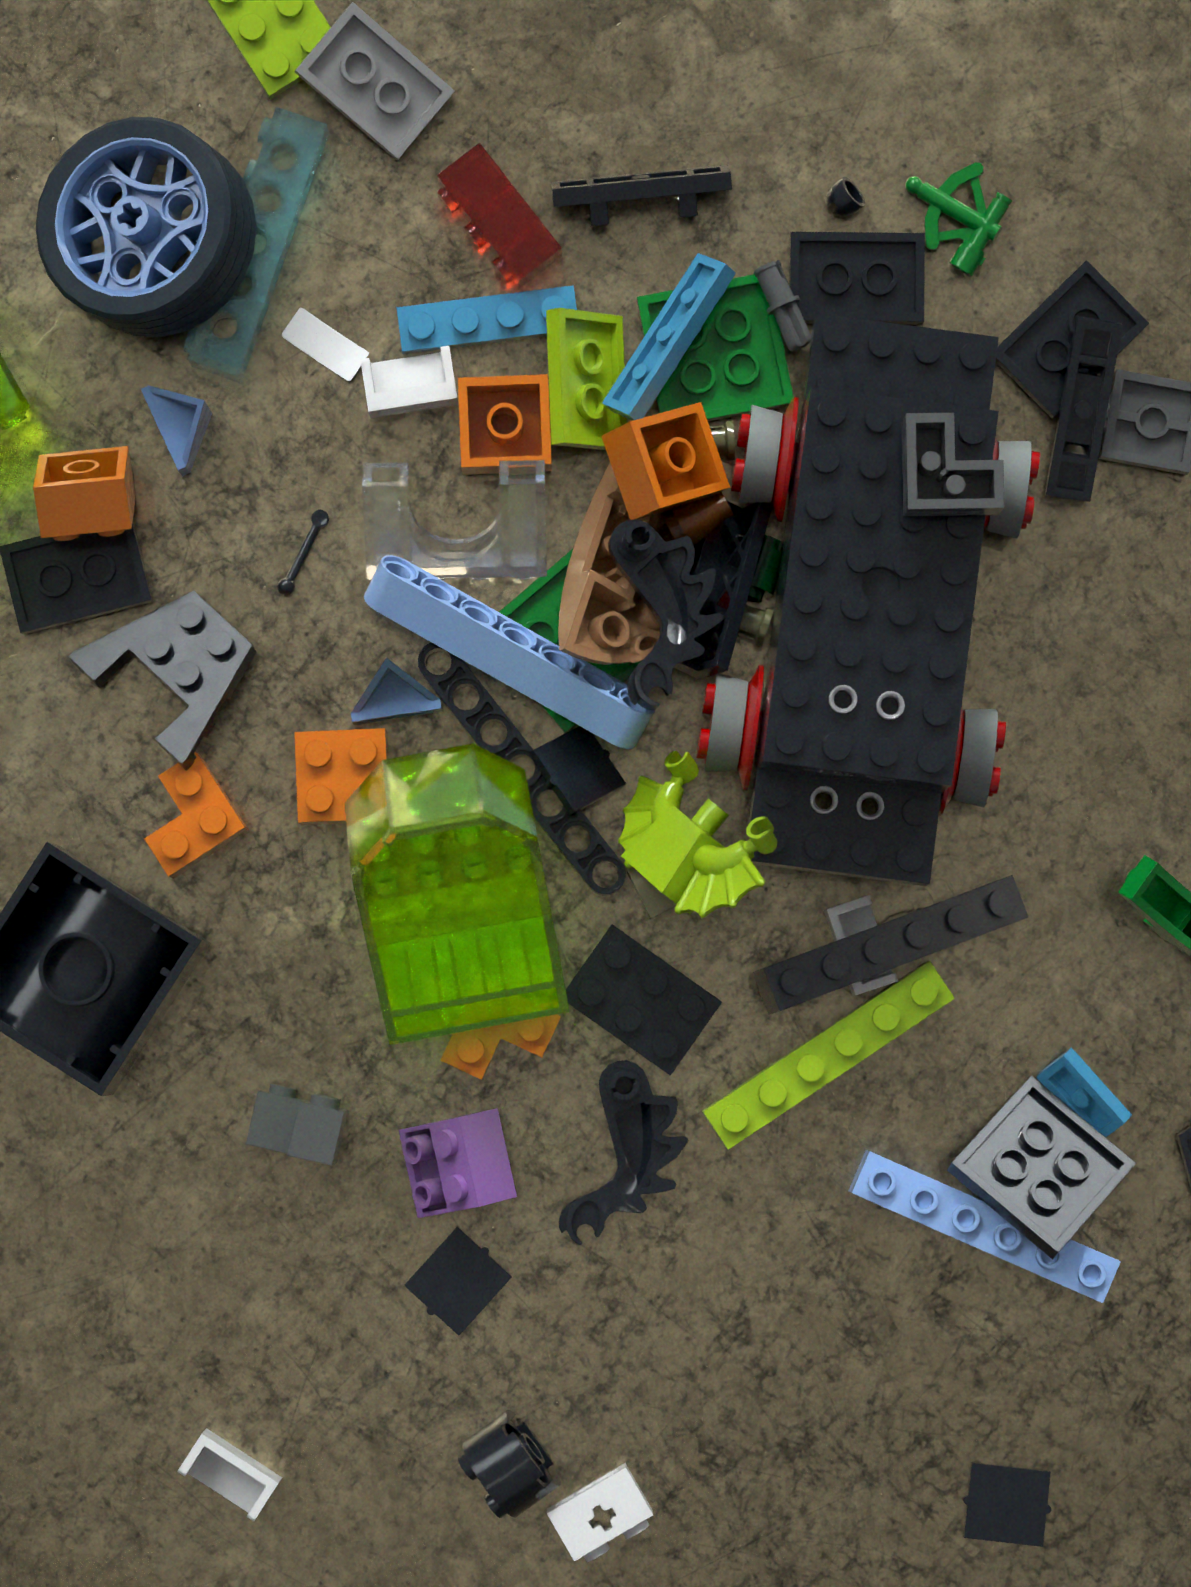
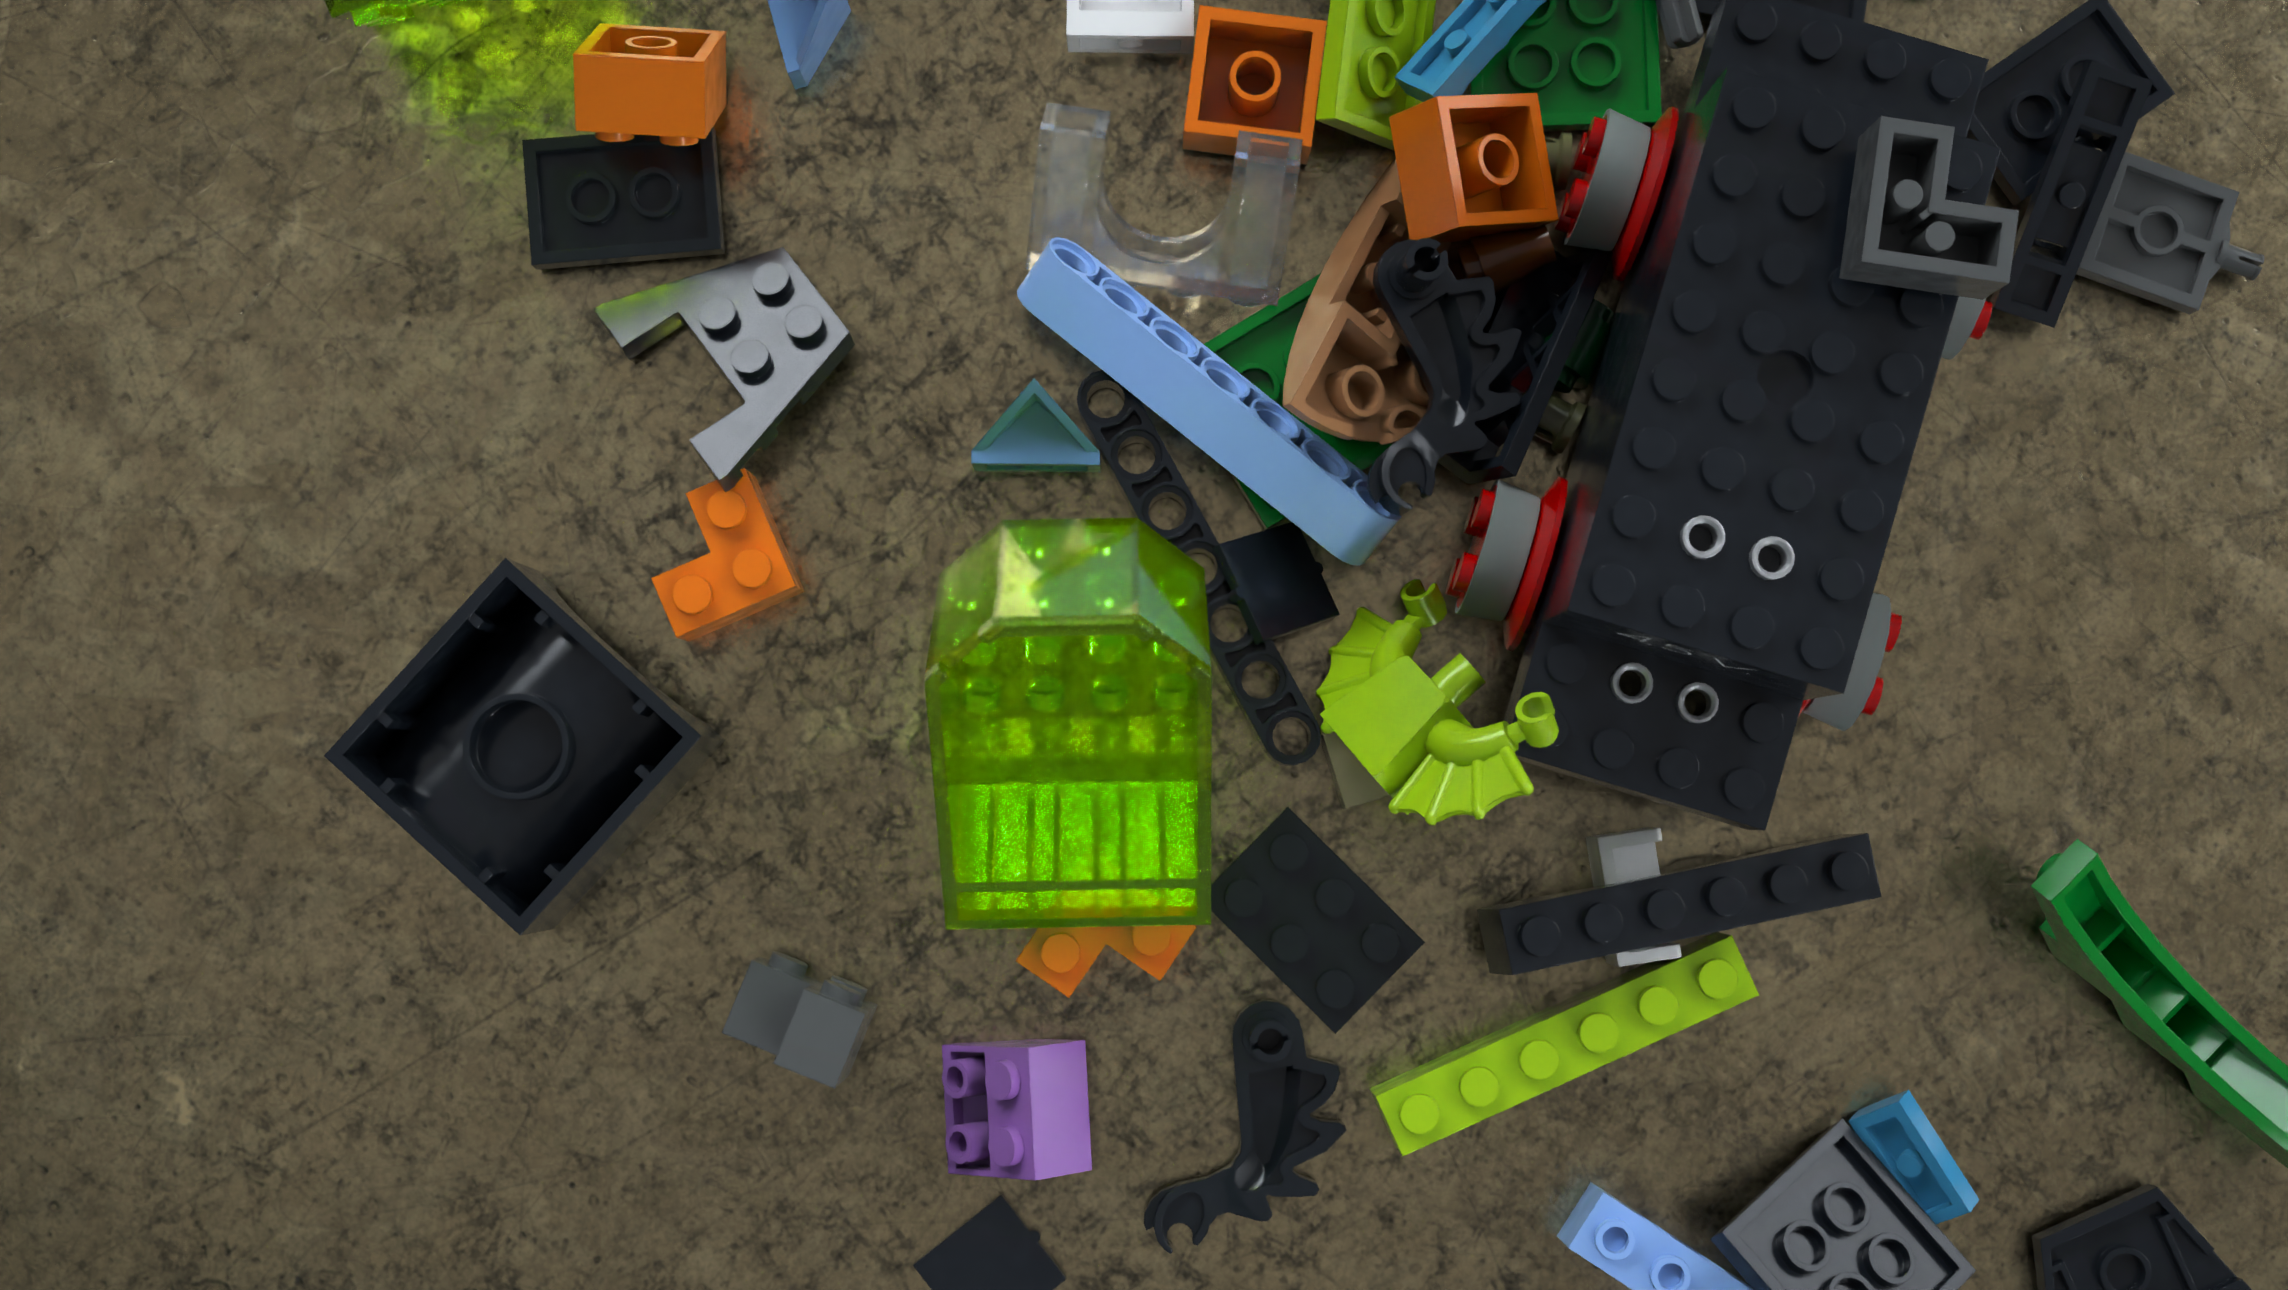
camera: 15 degrees right, 0 degrees up
(319, 520) = (974, 180): black hinge -> none
(332, 768) = (931, 522): orange brick -> none

